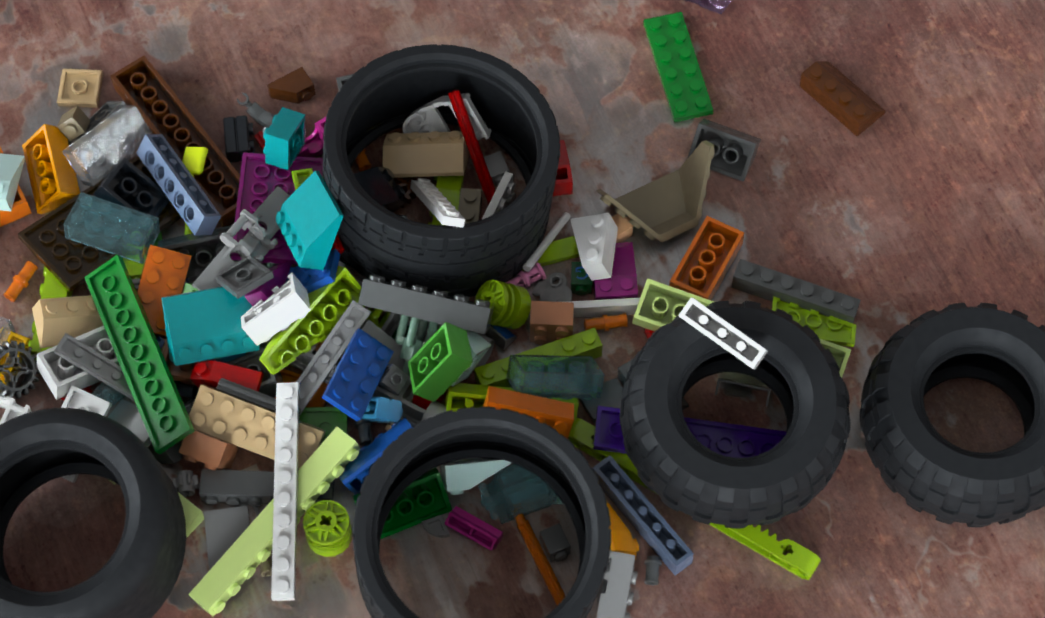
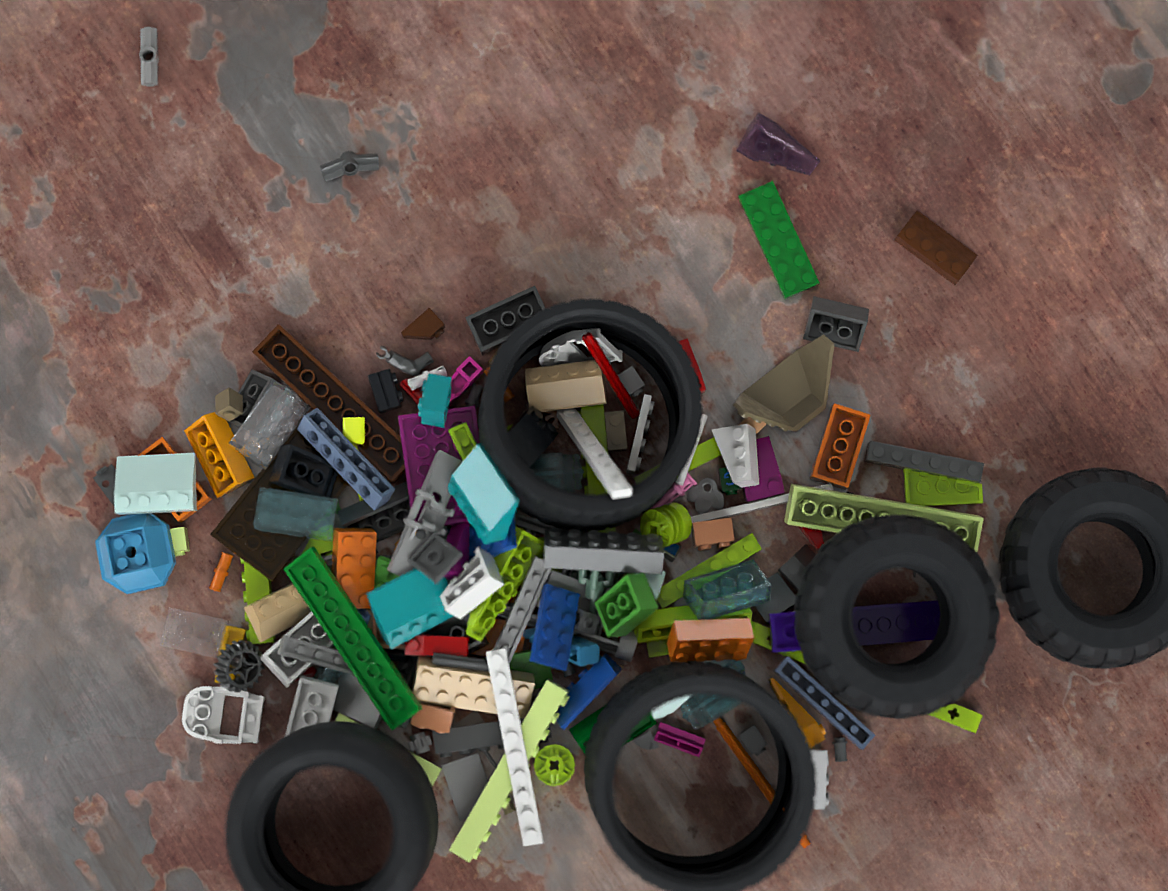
camera: 15 degrees left, 20 degrees up
(80, 88) = (222, 360): tan tile -> none
(606, 322) = (758, 519): orange pin -> none
(723, 333) = (883, 568): white brick -> none

